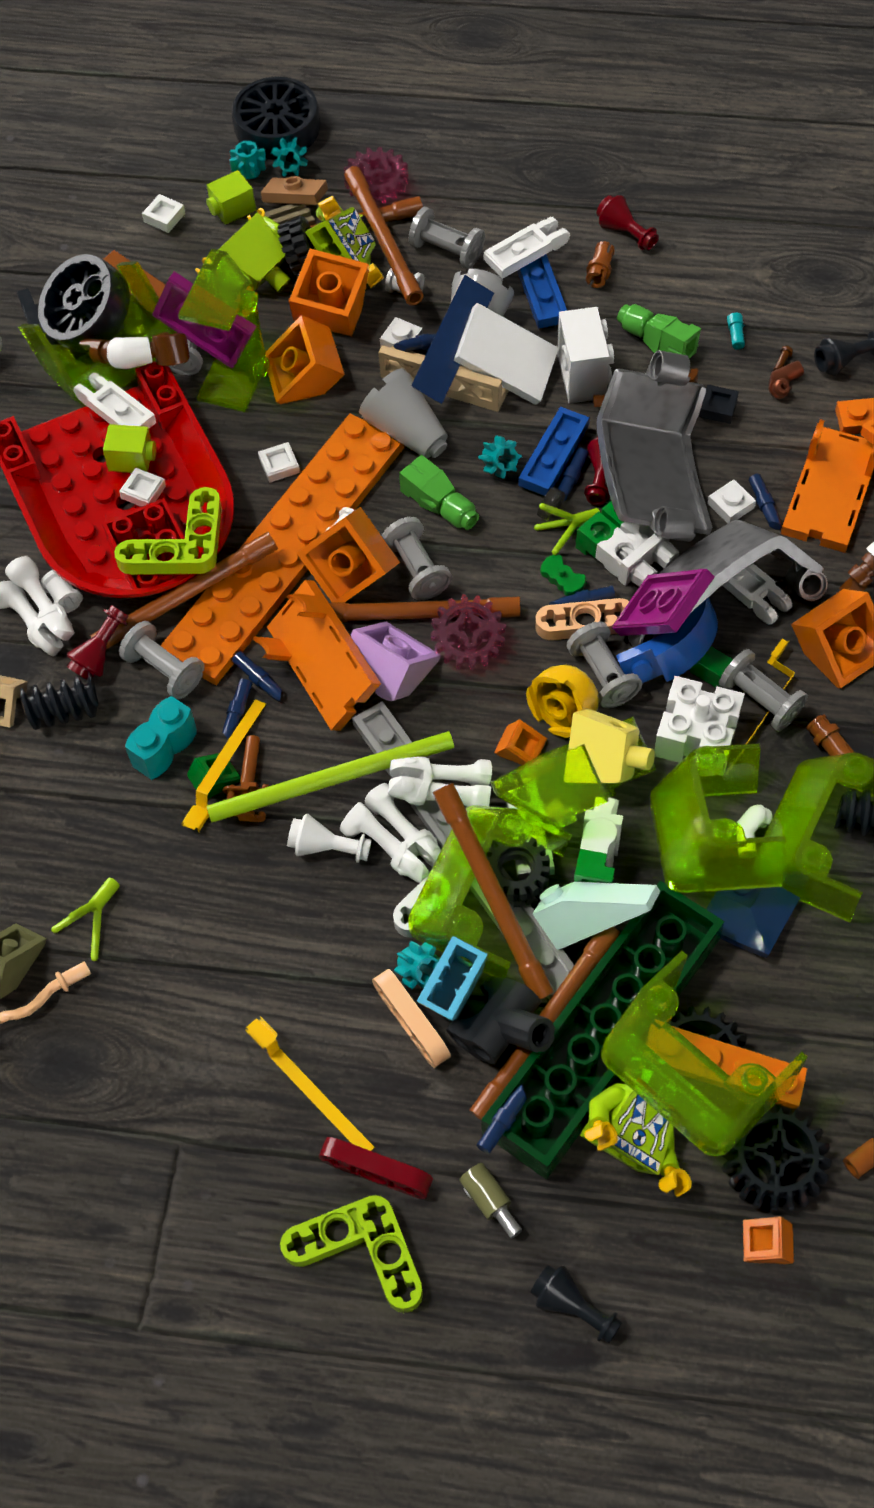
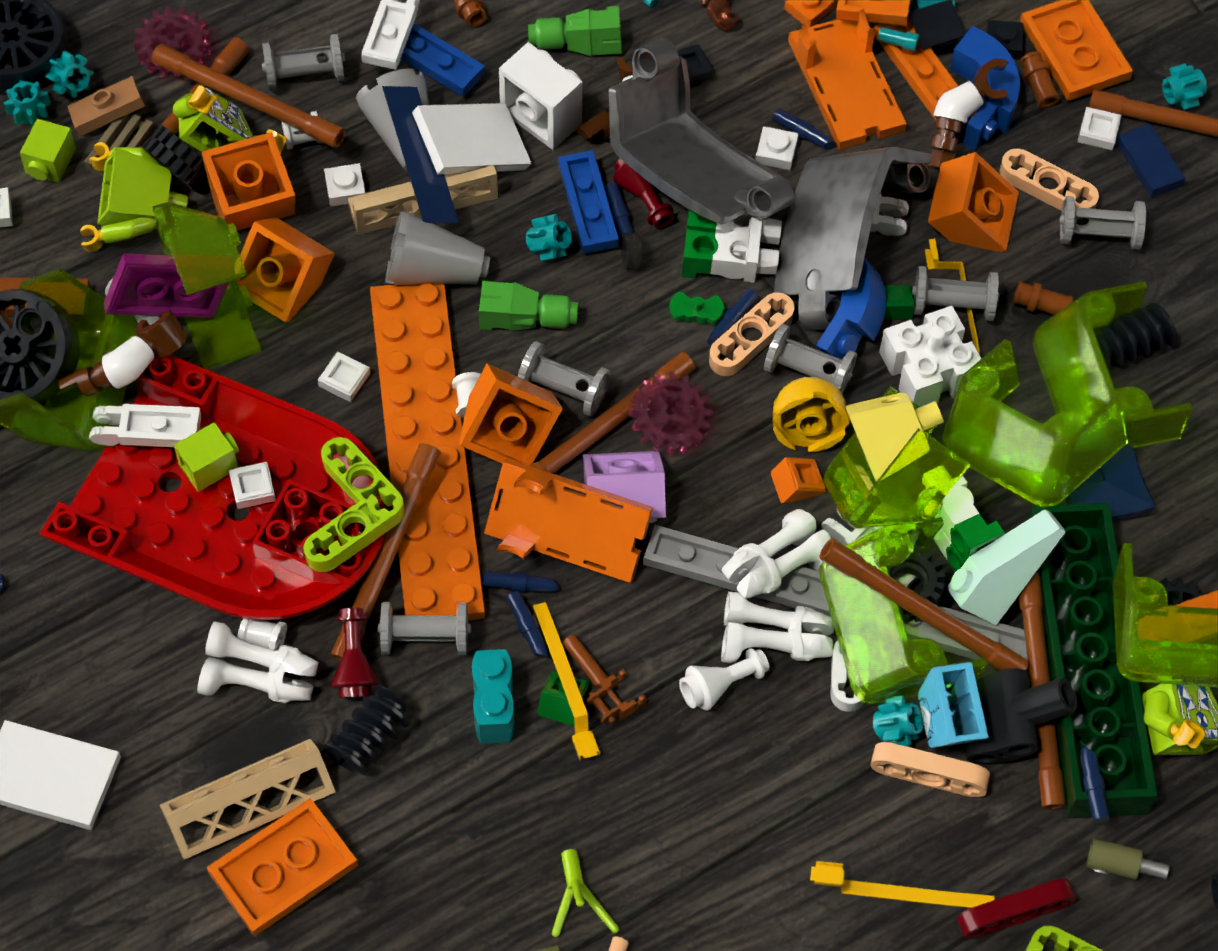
camera: 45 degrees left, 0 degrees up
(327, 777) = (676, 623): lime piece -> none
(419, 343) = (374, 175): dark blue piece -> none
(570, 520) = (663, 255): lime plant -> none
(663, 602) = (828, 272): magenta tile -> none
(753, 818) = (1041, 406): white arm -> none

